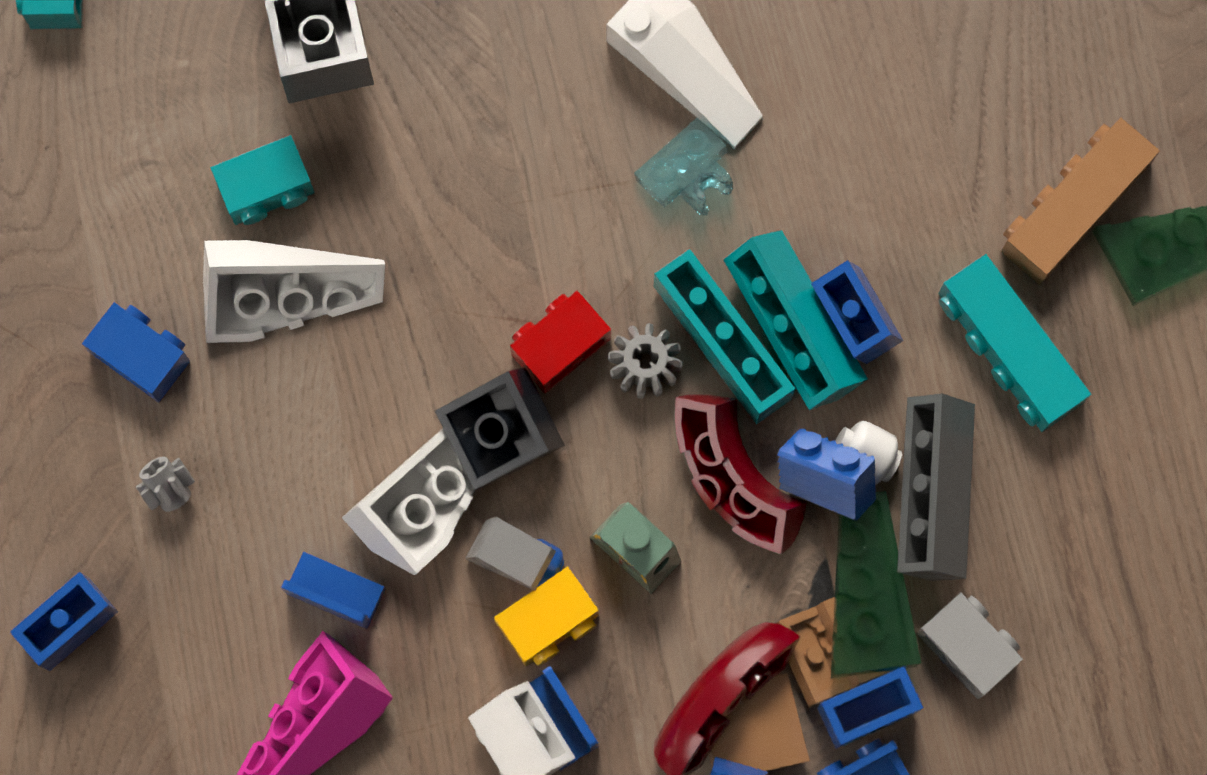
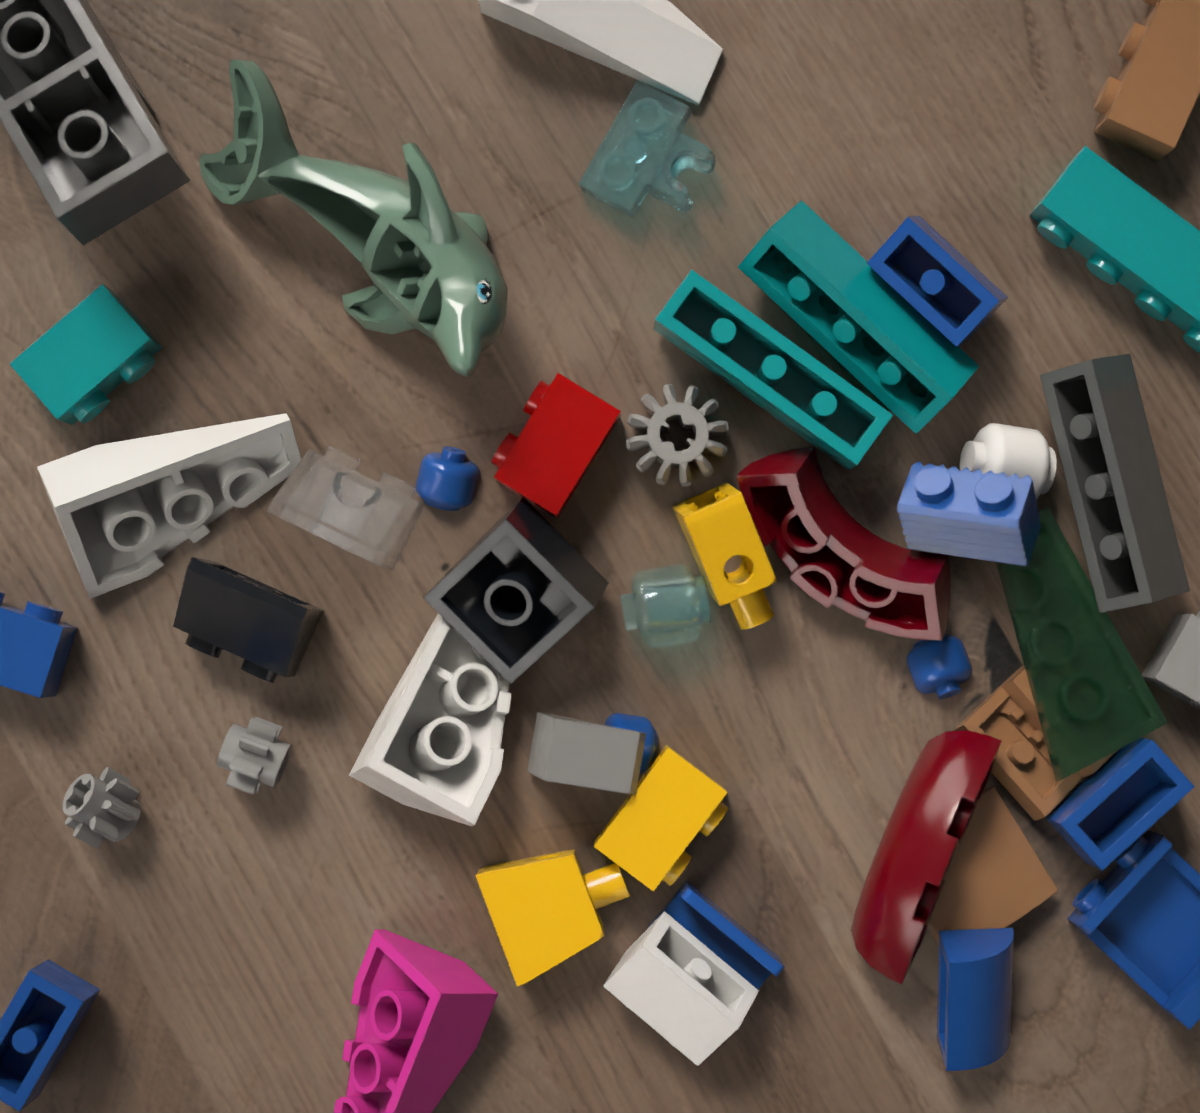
camera: 15 degrees left, 10 degrees up
(281, 482) = (254, 755): none -> light grey gear
(308, 386) = (244, 618): none -> black slope
(334, 590) = (371, 872): blue panel -> none
(404, 337) = (349, 508): none -> clear slope
(447, 654) = (547, 908): none -> yellow torso
(478, 342) = (447, 479): none -> blue piece
(508, 178) = (420, 255): none -> sand green animal
(599, 473) = (666, 605): none -> clear light blue head
(637, 546) = (744, 686): sand green torso -> none
(653, 428) = (716, 529): none -> yellow torso
(777, 579) = (939, 666): none -> blue piece

